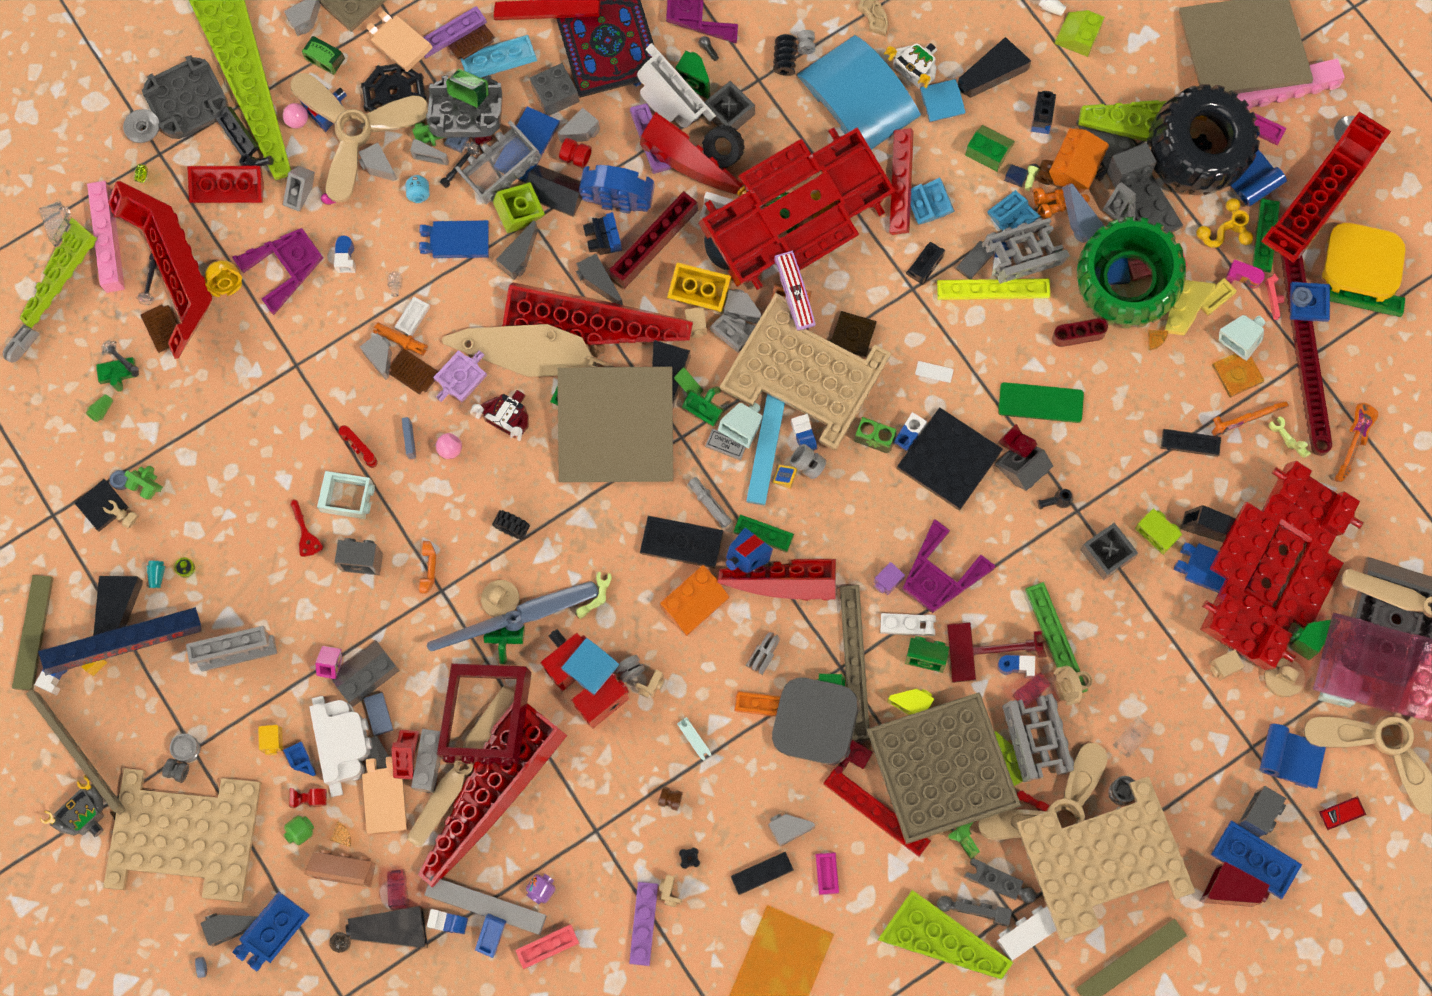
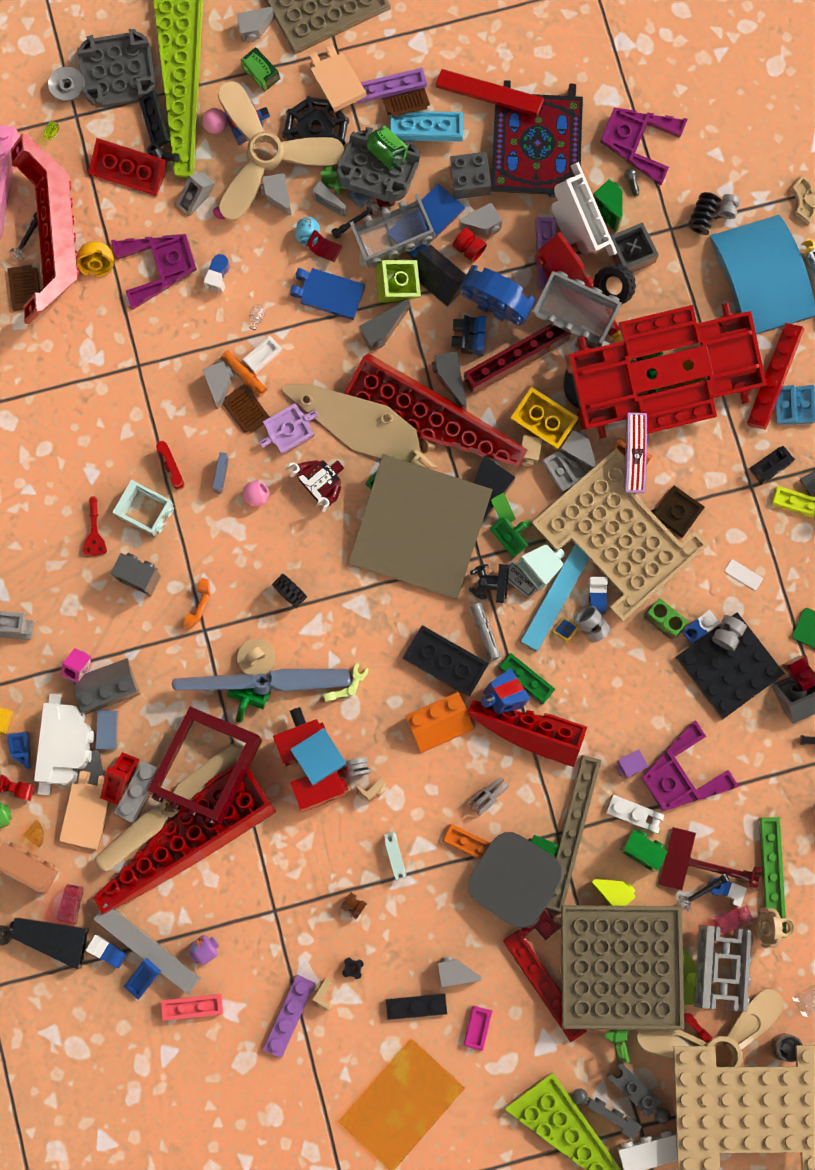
camera: 15 degrees right, 5 degrees up
(438, 199) = (324, 248): none -> dark red bracket
(695, 176) = (577, 308): none -> clear window
(700, 454) = (491, 582): none -> black piece
(937, 429) = (728, 634): none -> light grey wheel
(983, 688) = (685, 901): none -> black piece

